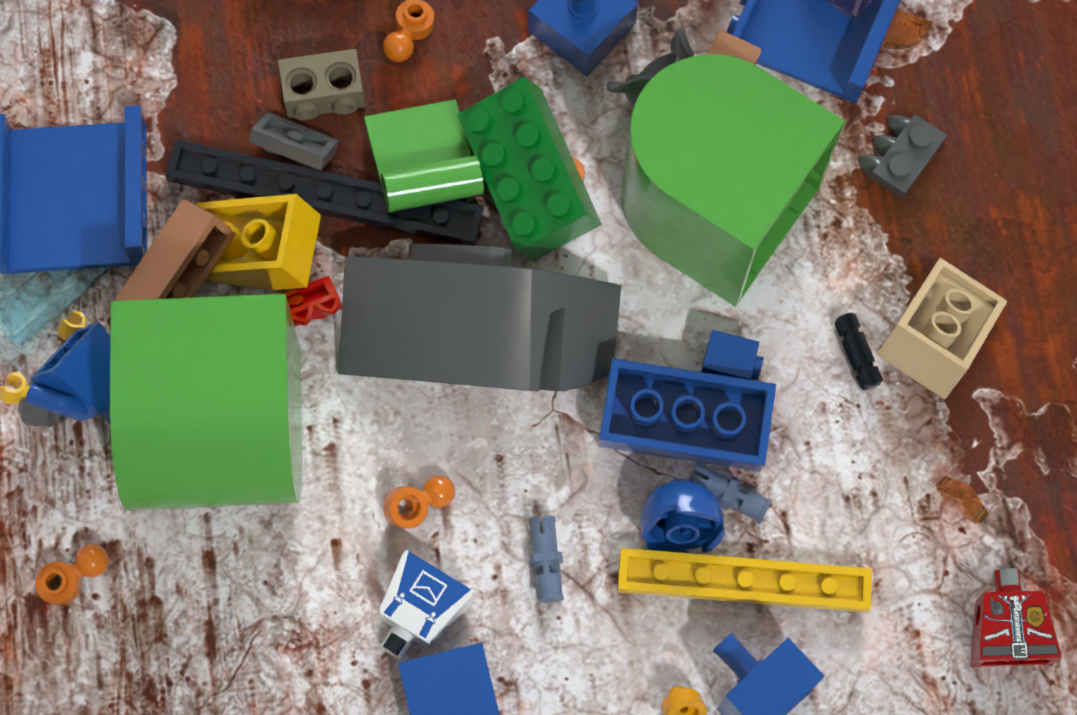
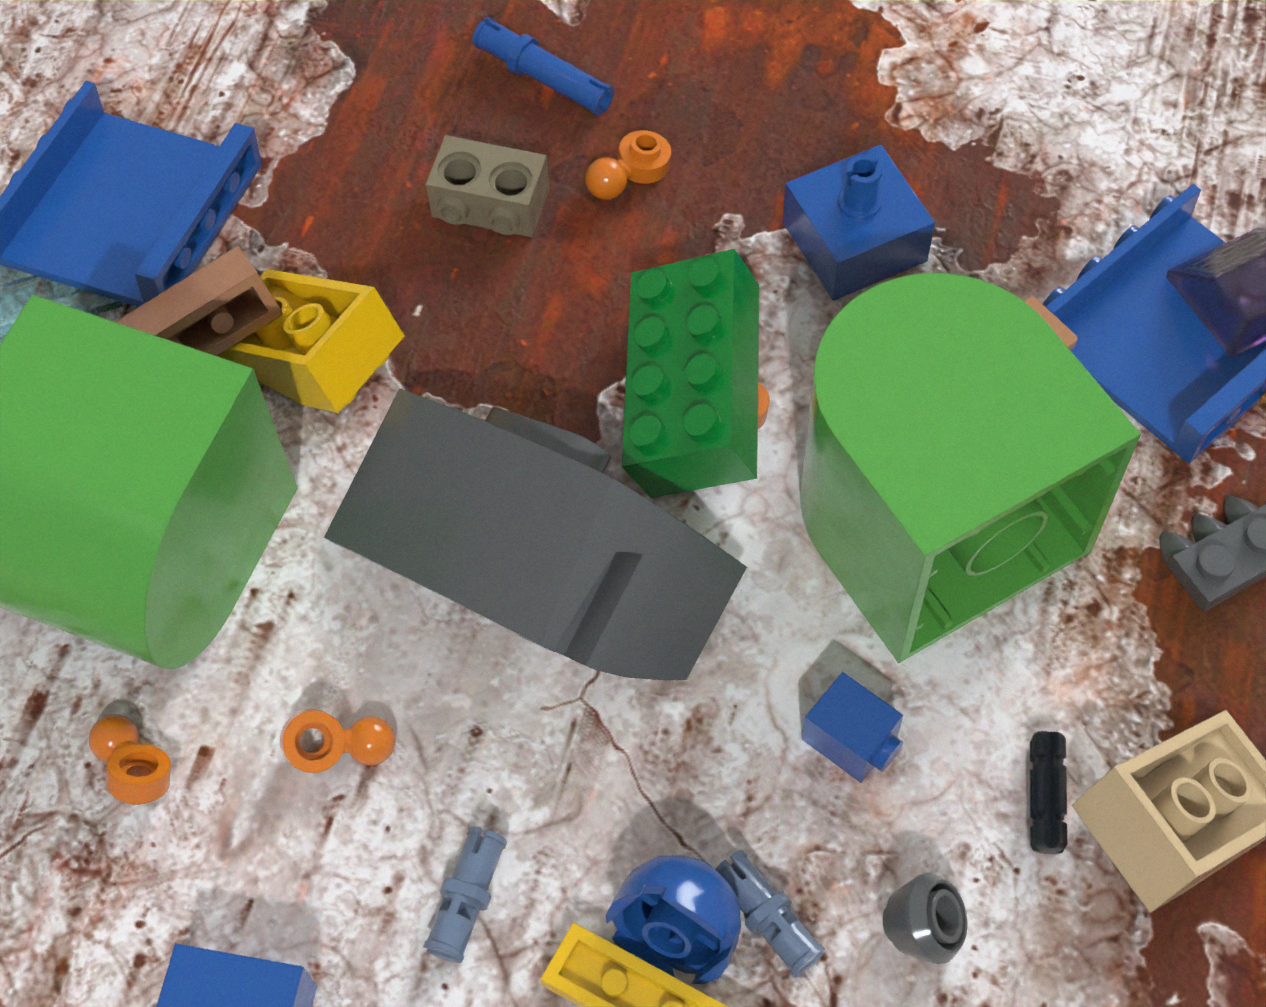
camera: 30 degrees right, 10 degrees down
(293, 141) = (418, 239): dark grey plate -> none
(304, 573) = (133, 770): none -> orange plate
(313, 302) = (339, 434): red plate -> none
(324, 191) = (432, 316): black plate -> none
(421, 605) = (259, 882): torso -> none
(423, 156) = (563, 312): bright green door -> none
(687, 415) = (754, 776): blue brick -> none
(822, 458) = (926, 919): none -> dark grey cone

